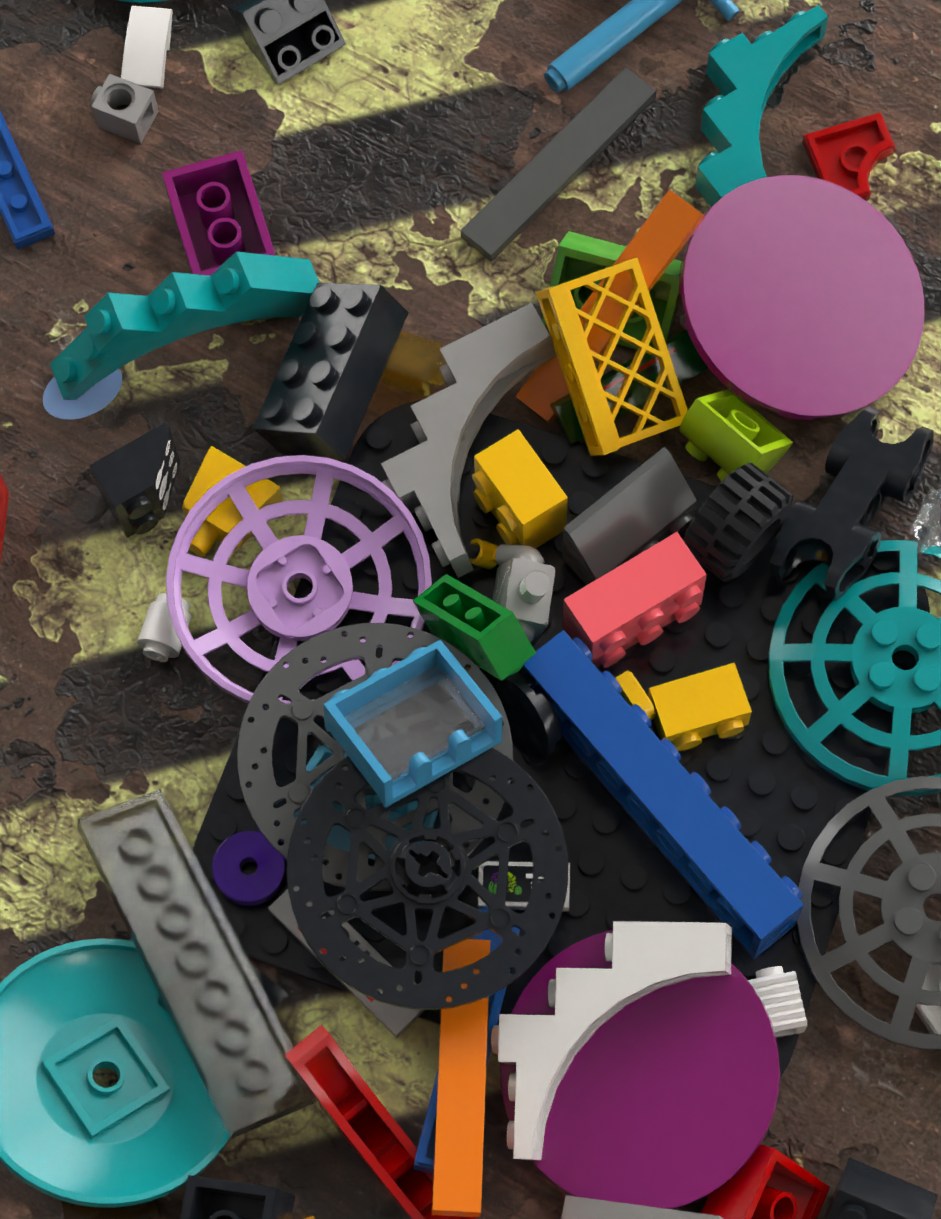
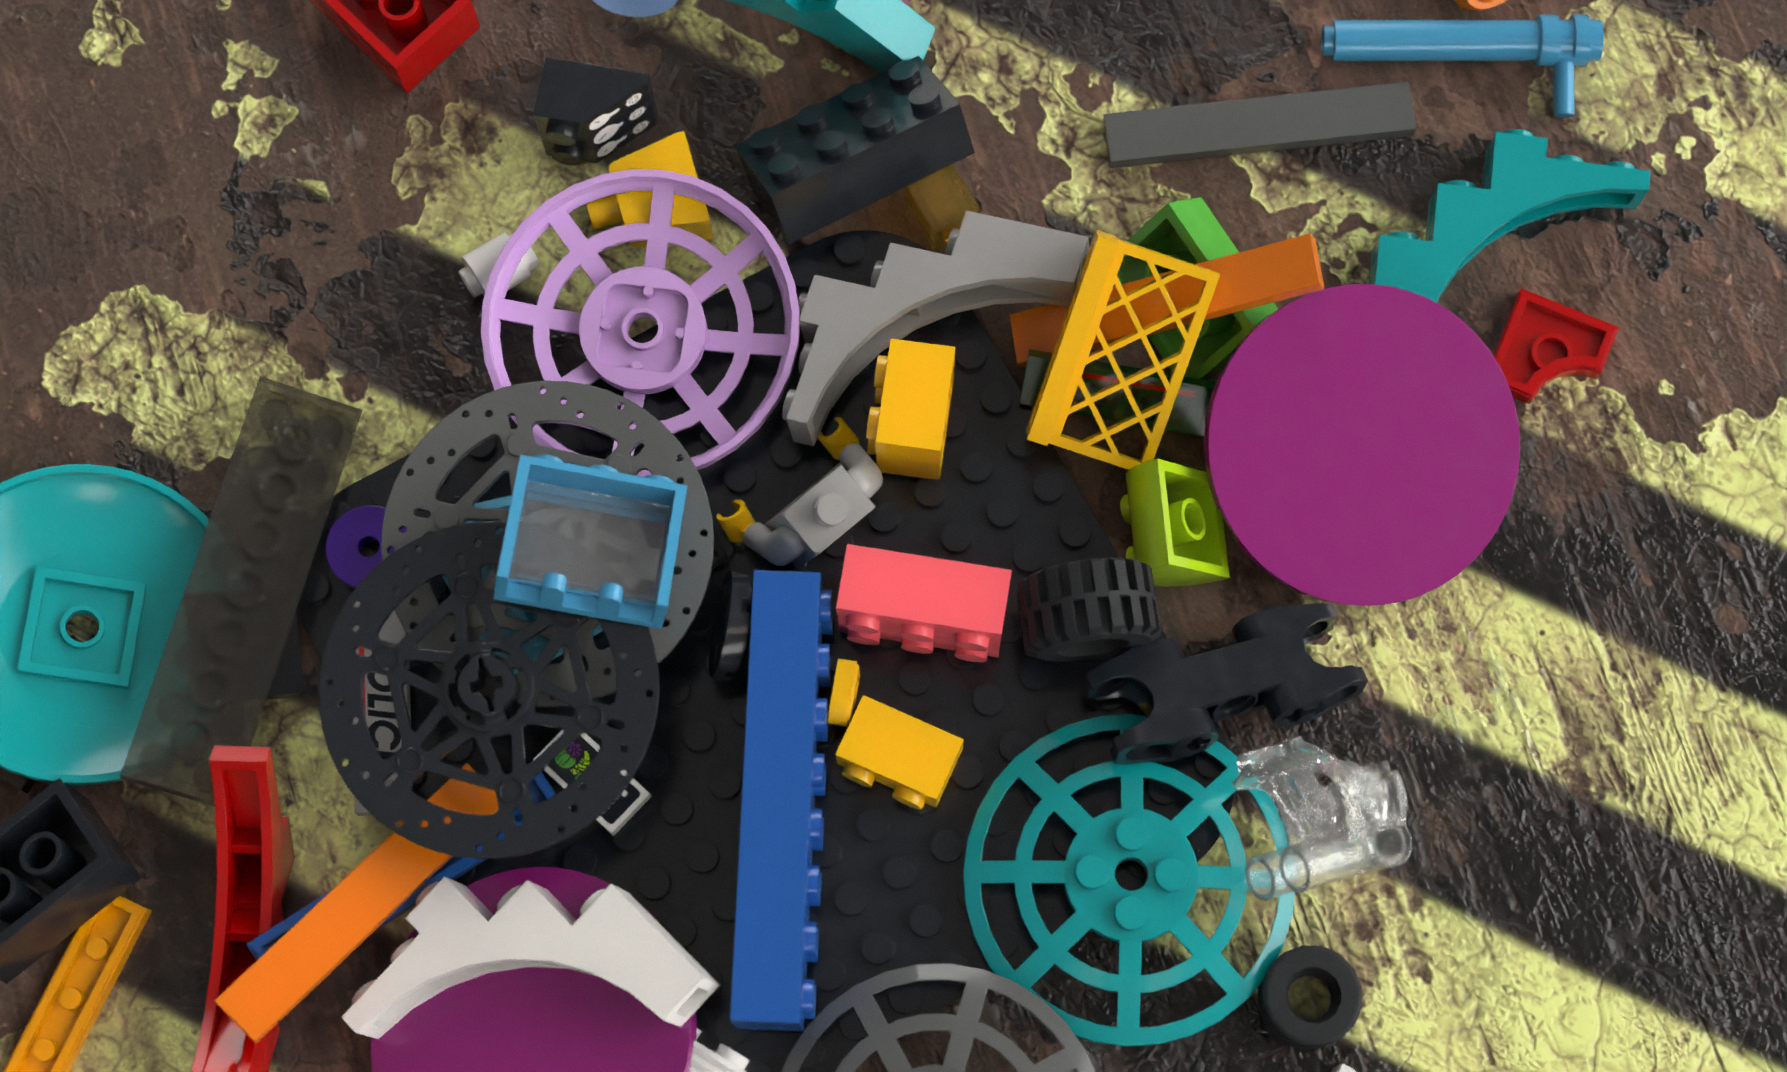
camera: 40 degrees right, 5 degrees up
(475, 626) = (743, 501): green brick -> none
(629, 518) = (993, 520): dark grey slope -> none

